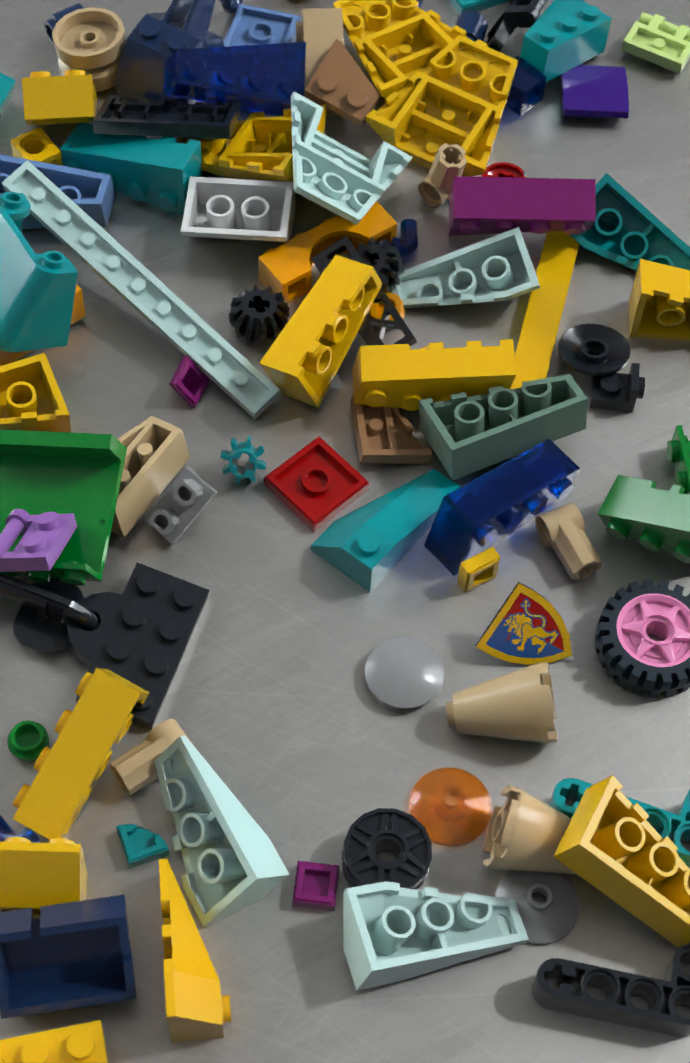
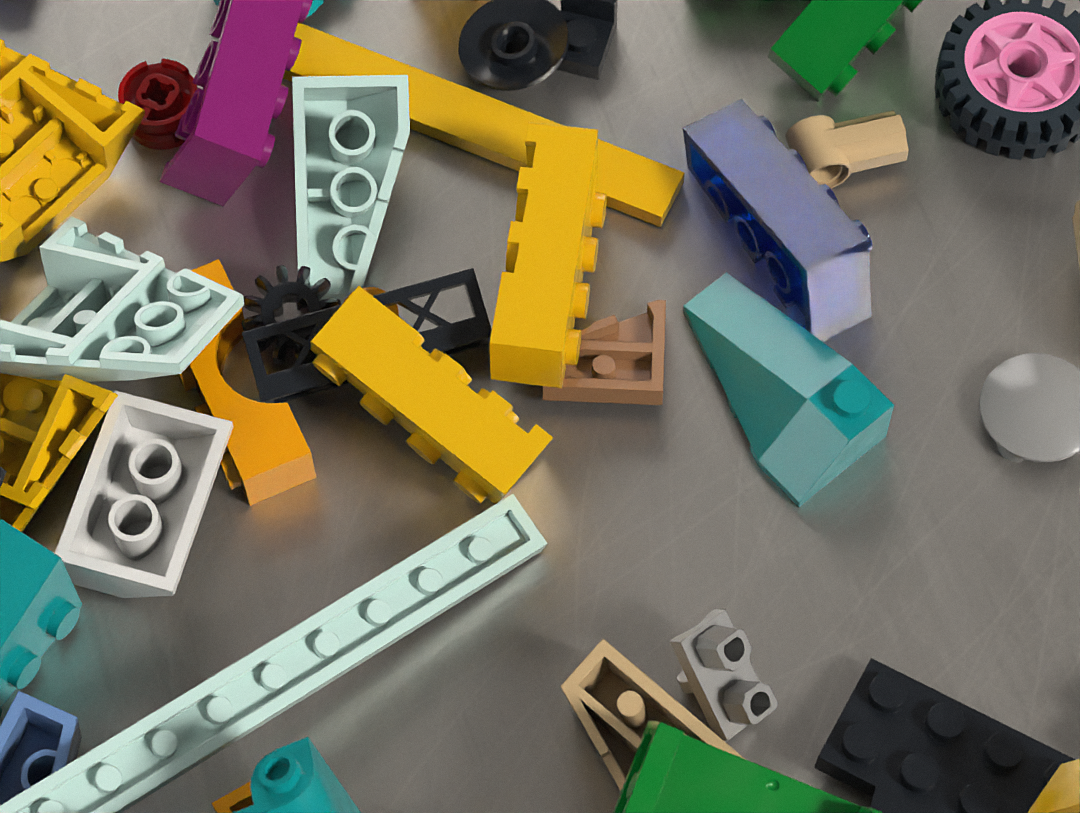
camera: 75 degrees left, 5 degrees up
(189, 381) = (458, 640): magenta slope -> none
(235, 454) = (640, 570): teal gear -> none
(258, 314) = (325, 499): black gear -> none
(316, 483) = (685, 476): red tile -> none
(409, 238) = (237, 262): clear blue arm -> none
(447, 163) = (130, 173): tan piece -> none
(478, 569) = (887, 274): yellow tile -> none
(502, 423) = (652, 201): sand green wedge -> none
(526, 630) = (1001, 226): shield -> none

